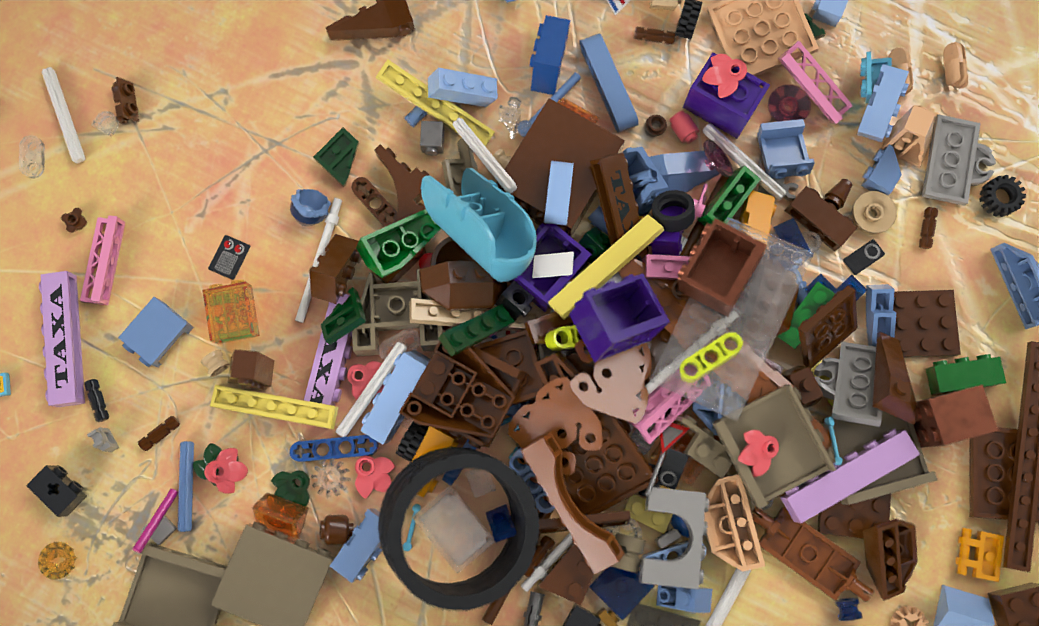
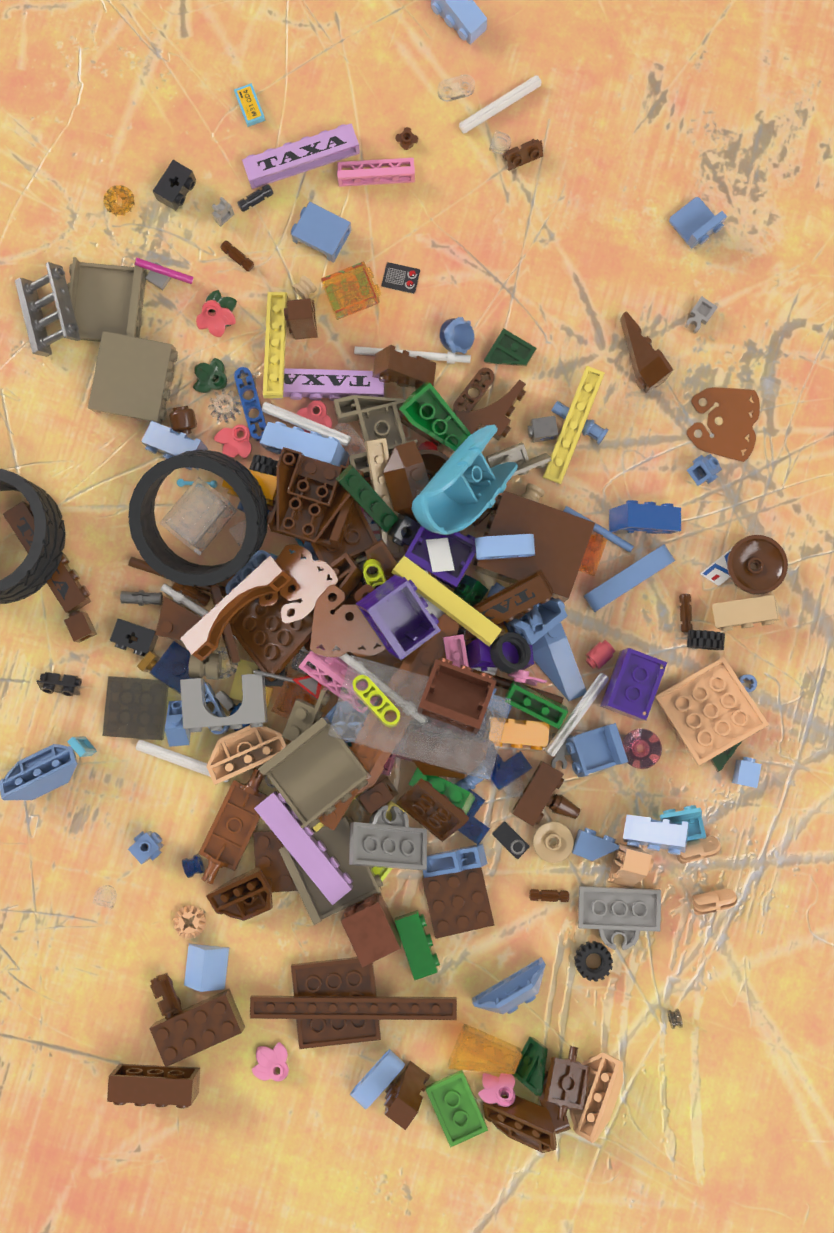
camera: 80 degrees right, 5 degrees up
(185, 486) = (197, 288): medium blue axle -> none
(280, 515) = (187, 371): clear orange slope -> none
(343, 318) = (359, 385): dark green wing -> none
(462, 87) = (592, 445): light blue brick -> none
(485, 156) = (526, 479): white axle -> none
(501, 523) = (211, 555): clear blue plate -> none
(512, 116) = (575, 497): clear piece -> none
(658, 120) = (604, 629): reddish brown plate -> none
(672, 468) = (282, 691): black sticker -> none
(717, 159) = (573, 688): clear pink dish -> none
(722, 75) = (645, 673): coral plate -> none
(756, 451) = (305, 757): coral plate -> none
(810, 88) = (659, 763): bright pink fence -> none
(829, 421) = (346, 821): medium azure hinge -> none
(891, 380) = (391, 874): reddish brown wedge -> none
(987, 554) = (256, 982): light orange plate -> none

